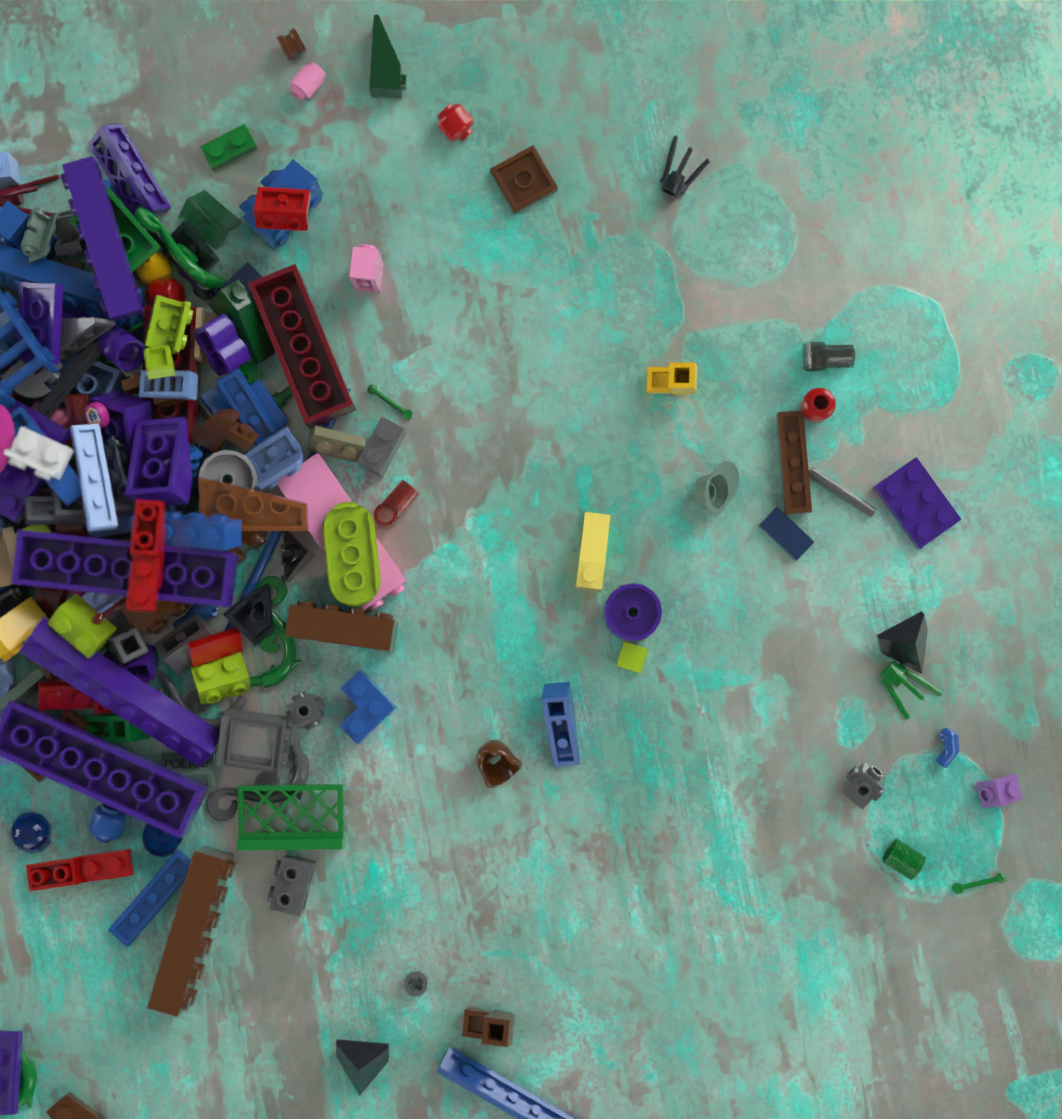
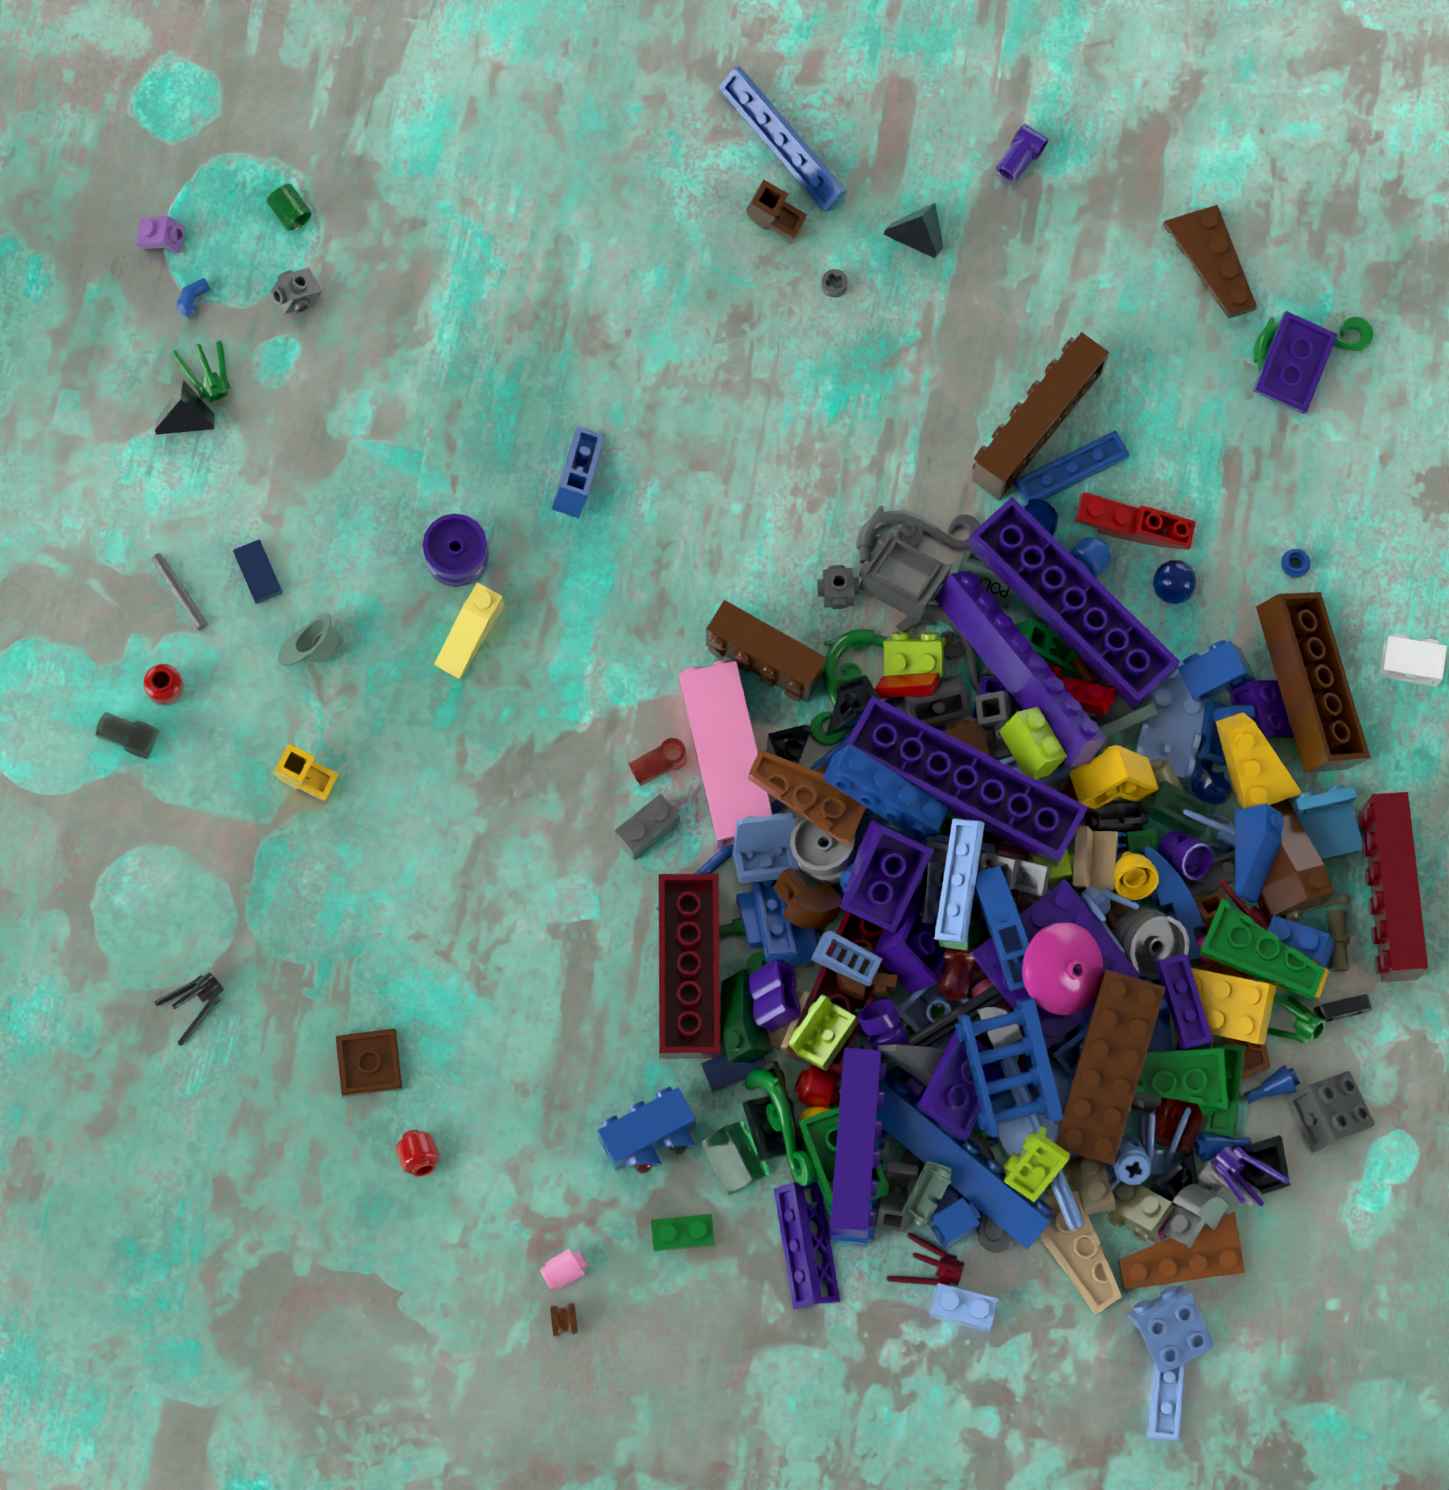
camera: 160 degrees left, 10 degrees down
(40, 453) = (1005, 917): white bracket -> none
(97, 414) = (936, 959): dark pink tile -> none
(97, 618) = (1012, 742): clear red hinge -> none
(147, 556) = (933, 770): red slope -> none
(159, 362) = (846, 984): lime tile -> none
(282, 208) = (647, 1105): red bracket -> none
(290, 839) = (910, 469): green fence -> none
(292, 885) = (921, 423): dark grey brick -> none
(335, 443) = (694, 848): olive bracket -> none
(351, 554) = (724, 720): lime tile -> none
(366, 268) = (584, 1021): bright pink brick -> none
(372, 707) = (770, 561): blue brick -> none
(385, 70) = (469, 1246): dark green slope -> none
(407, 414) = (605, 858): green hinge -> none
(503, 770) = (658, 453): reddish brown hair -> none
(632, 657) = (476, 508): lime tile -> none
(794, 462) = (215, 639): reddish brown plate -> none
(917, 503) = (105, 548): dark purple plate -> none
(958, 888) = (246, 161): green hinge -> none

